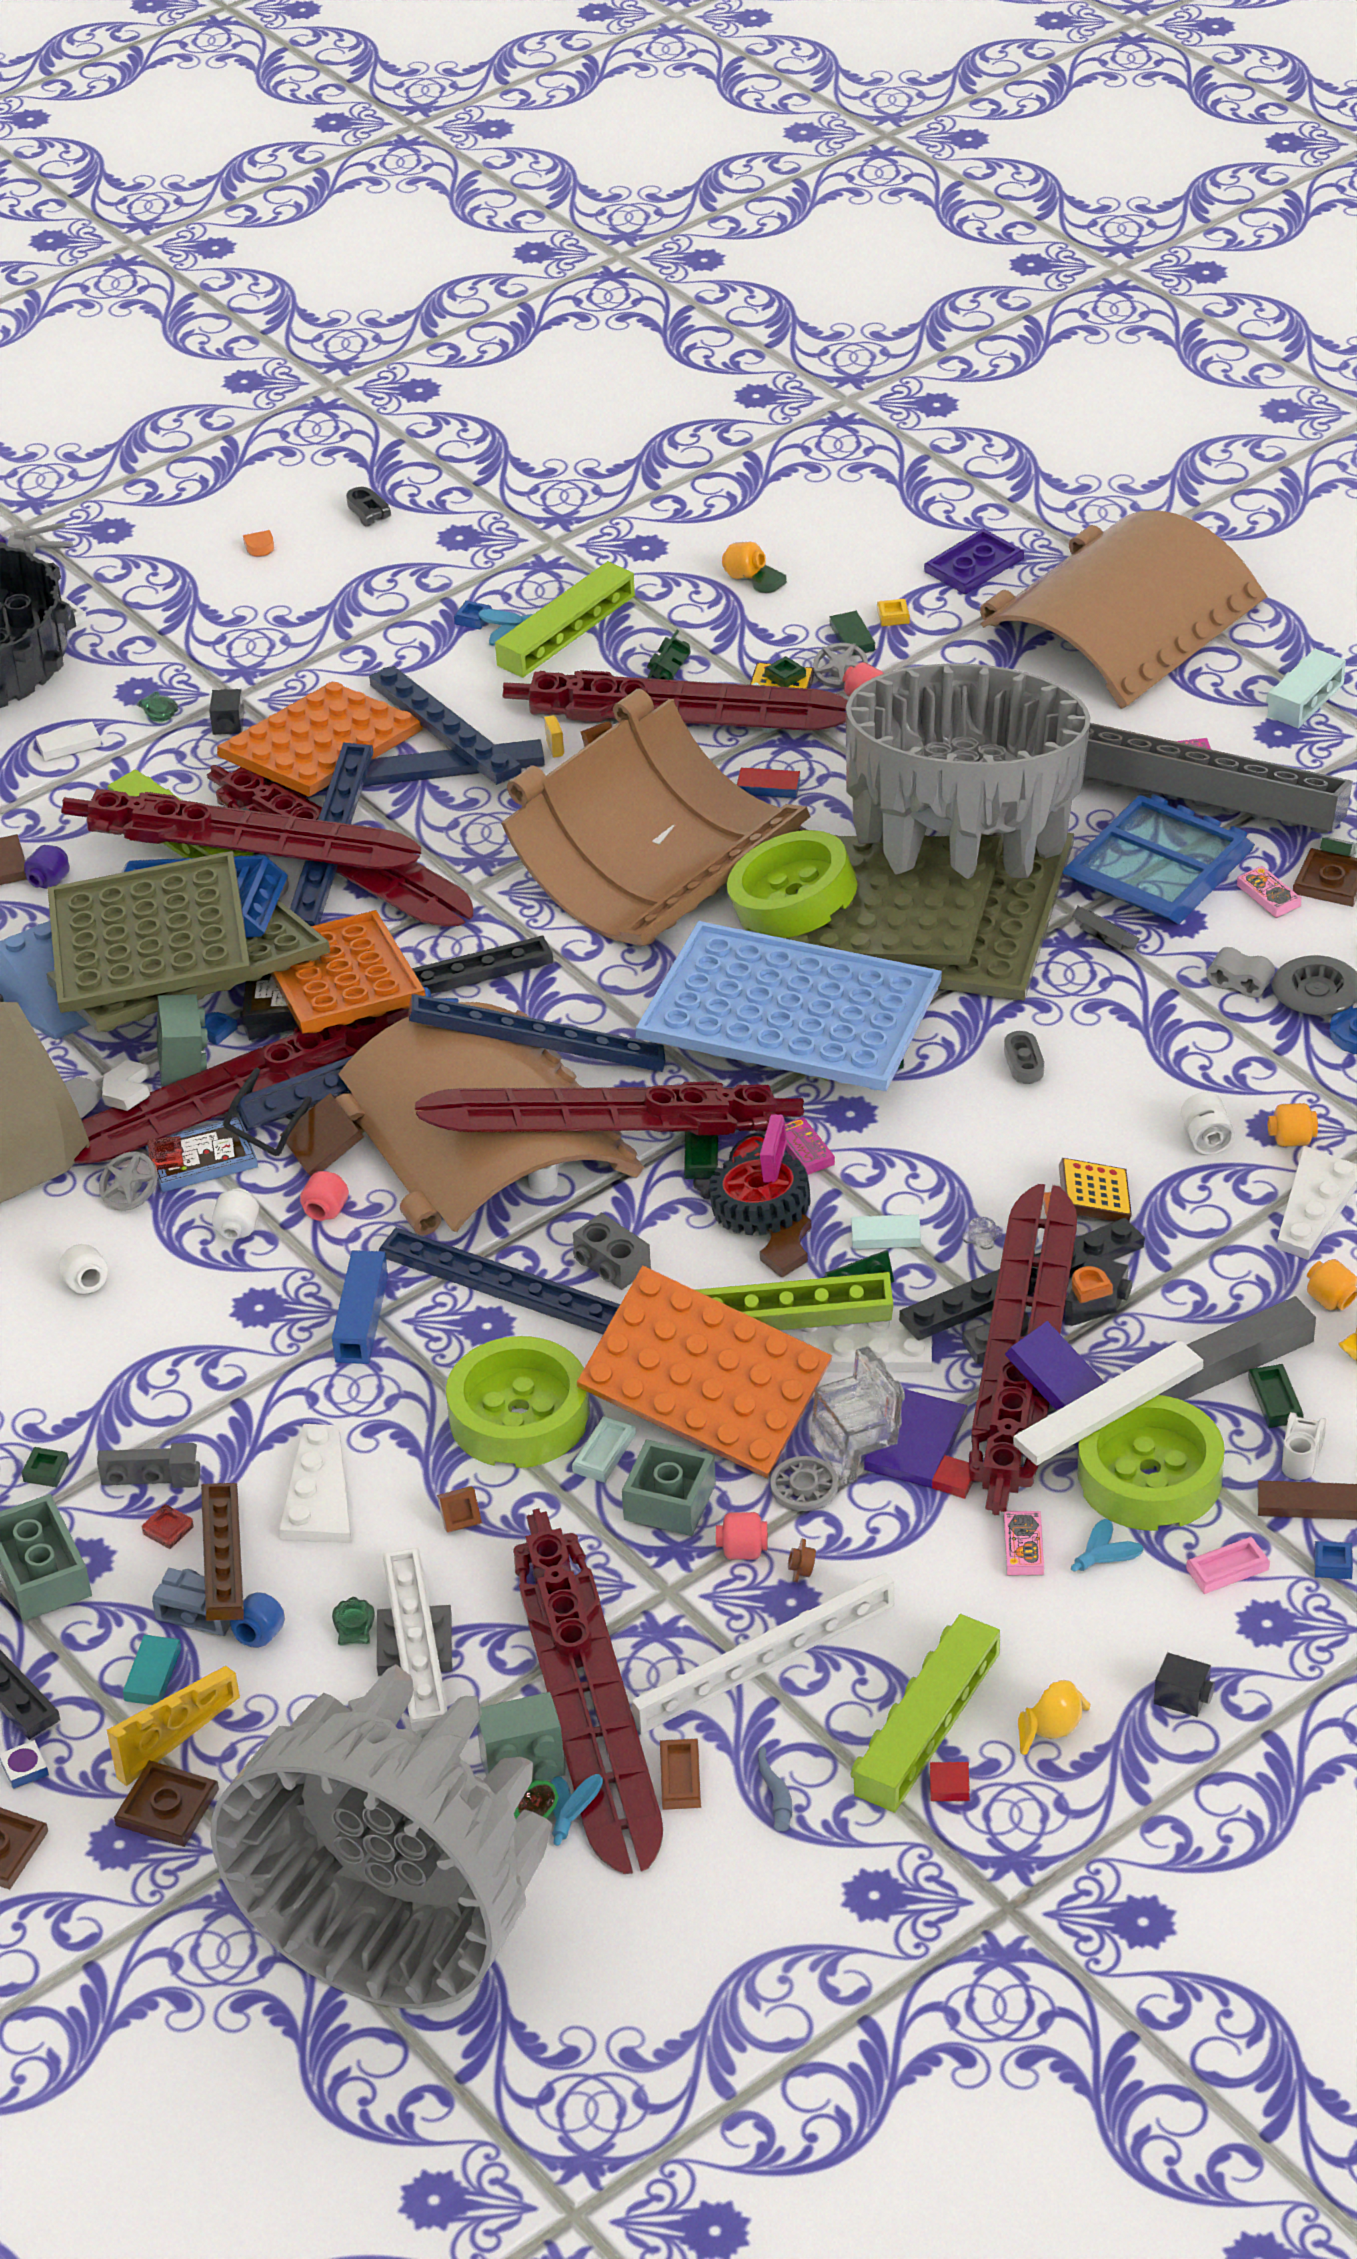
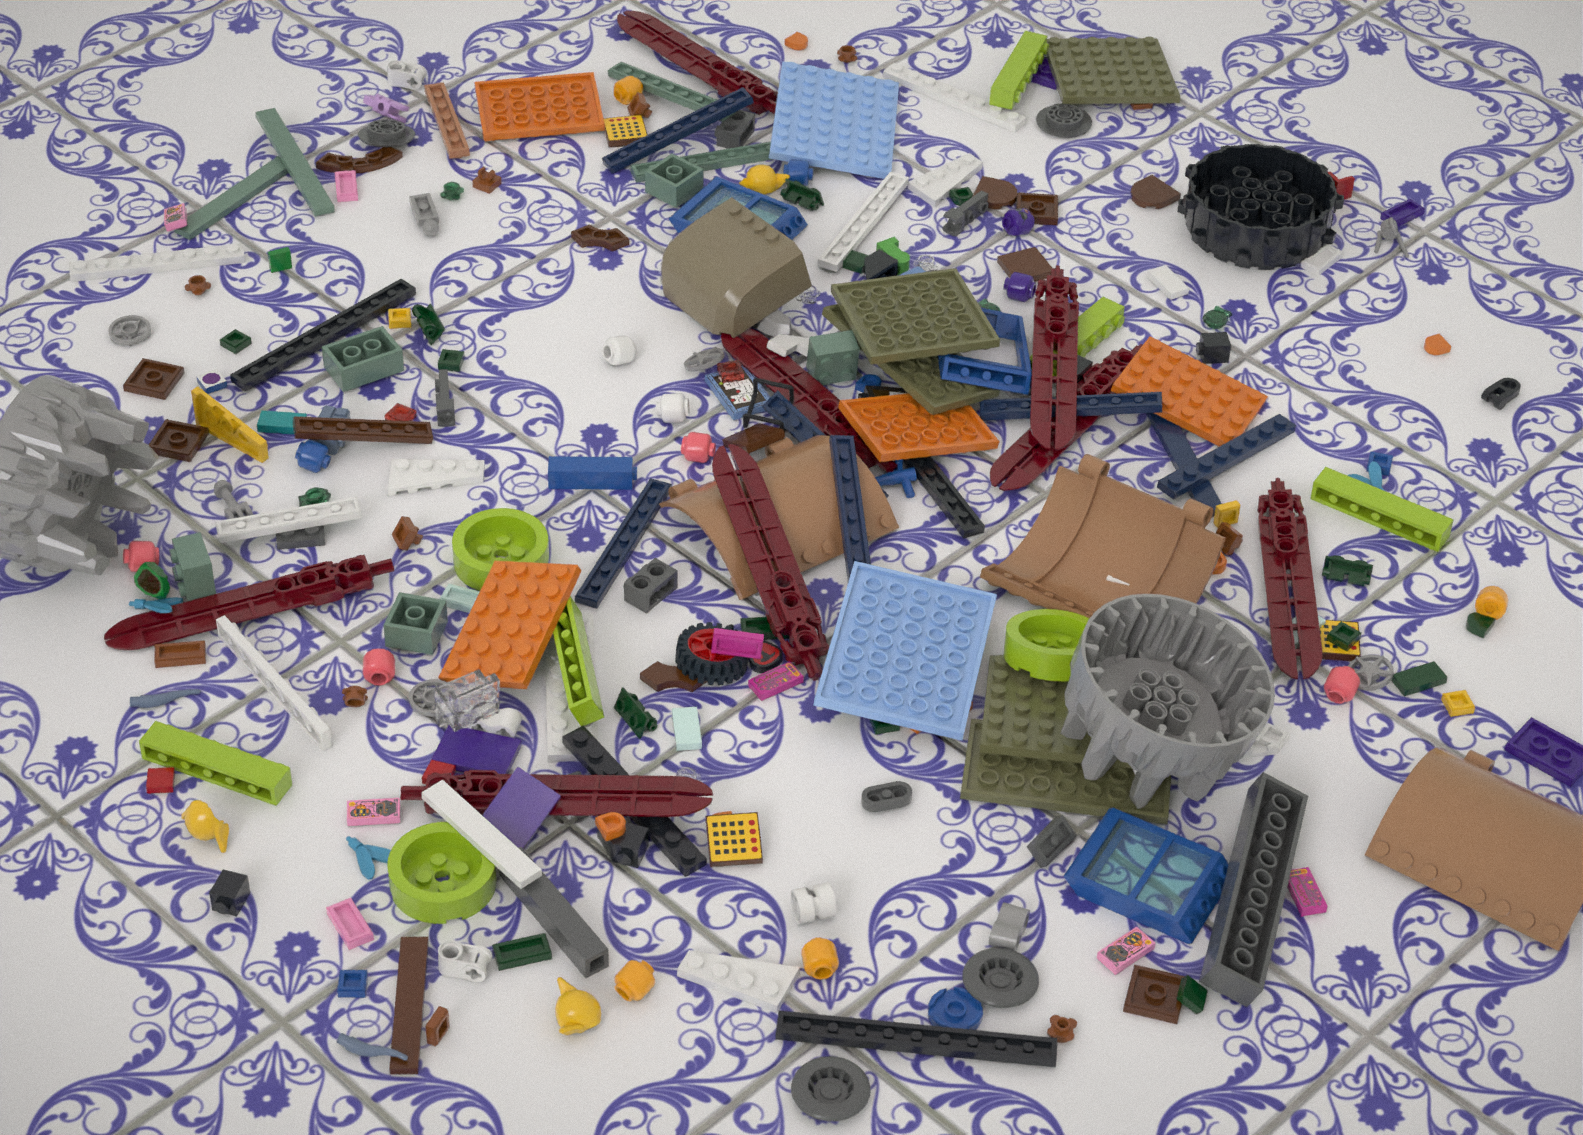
camera: 80 degrees right, 0 degrees up
(1306, 688) = (1416, 973): light aqua brick -> none

